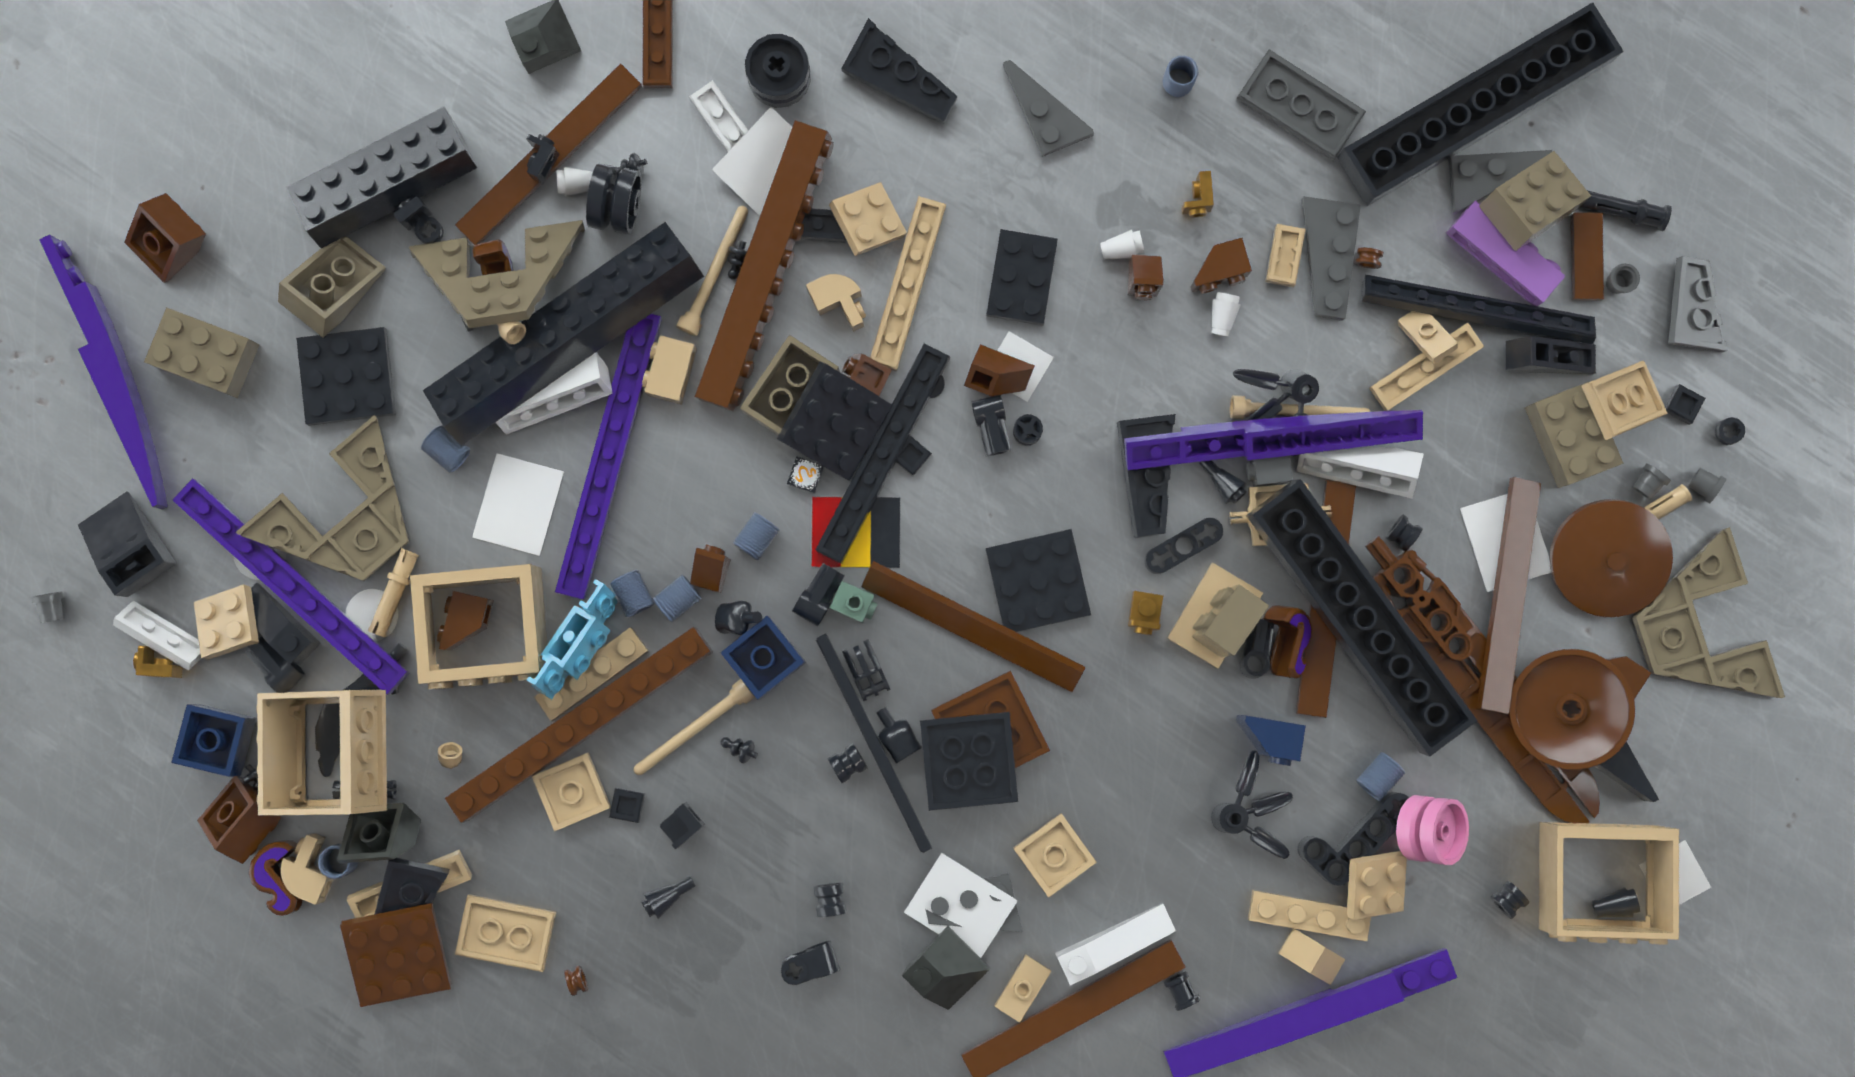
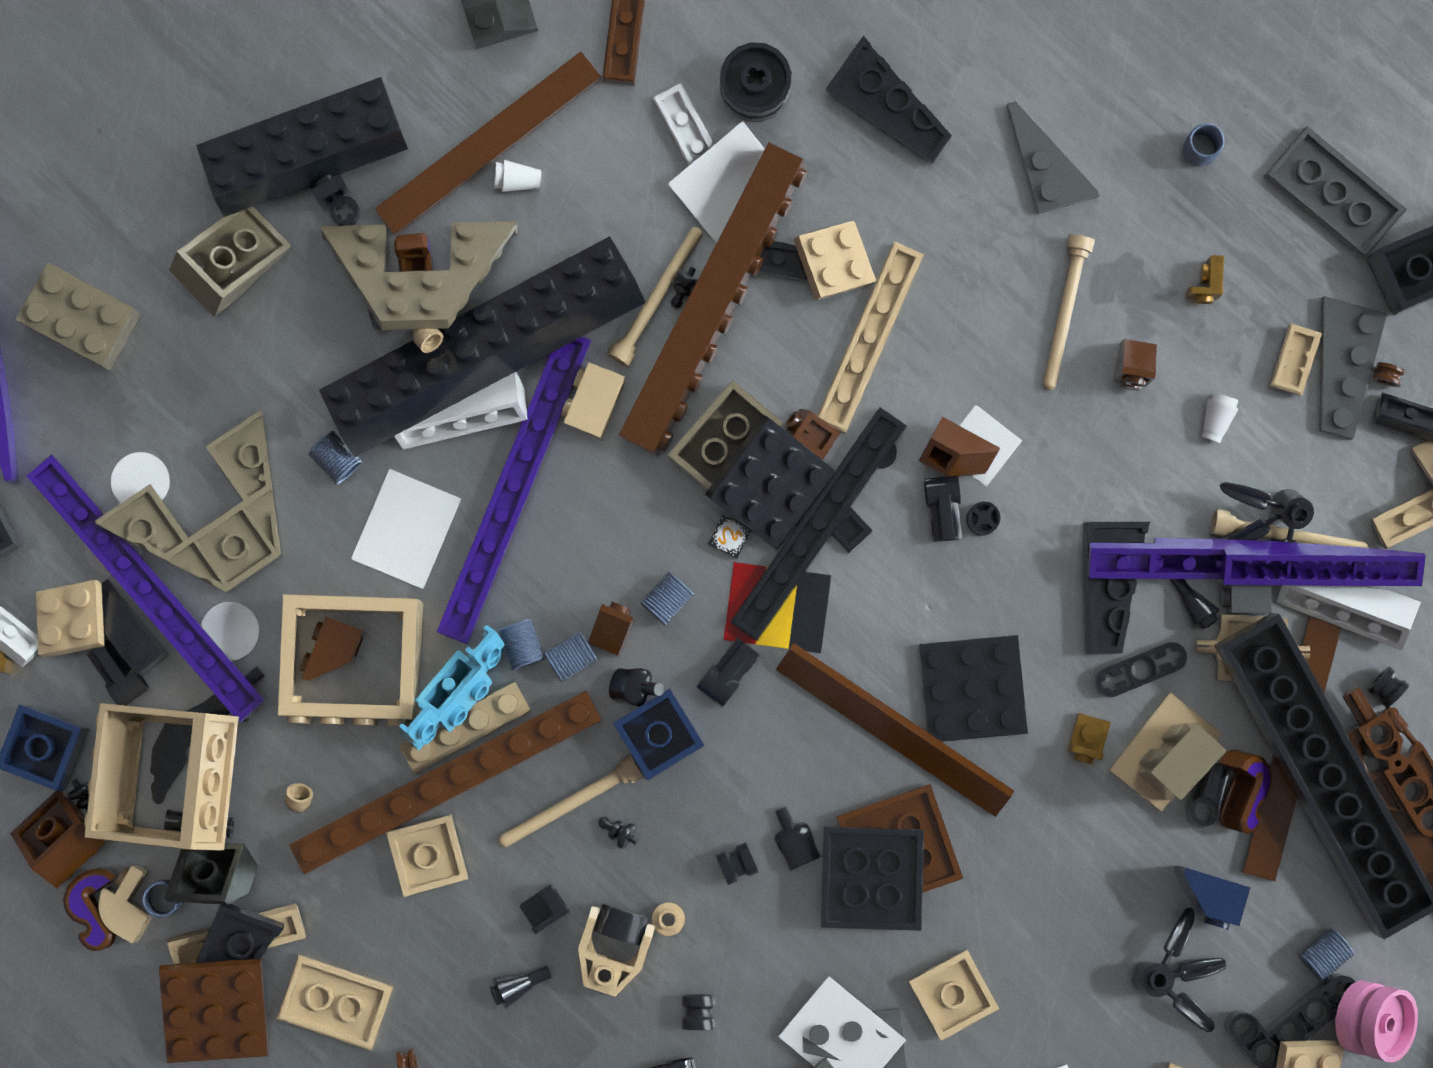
camera: 10 degrees right, 0 degrees up
(164, 236) = (51, 181): reddish brown slope -> none
(272, 483) = (136, 473): none -> white sticker
(346, 376) = (233, 362): black plate -> none
(393, 592) = (257, 609): tan pin -> none
(542, 161) = (480, 152): black bracket -> none
(613, 198) = (560, 205): black wheel -> none
(627, 805) = (486, 878): black tile -> none
(633, 163) = (575, 168): black hair -> none
(751, 832) = (619, 925): none -> tan piece
(793, 830) = (668, 908): none -> tan plate
(836, 291) = (787, 337): tan brick -> none
(853, 602) = (766, 686): sand green brick -> none
(873, 743) = (769, 846): black tile -> none
(874, 688) = (776, 784): black arm -> none
(1021, 277) = (998, 346): black plate -> none
(1082, 183) = (1079, 248): none -> tan piece
(1123, 245) = (1115, 326): white cone -> none
(1223, 264) = (1224, 360): reddish brown slope -> none

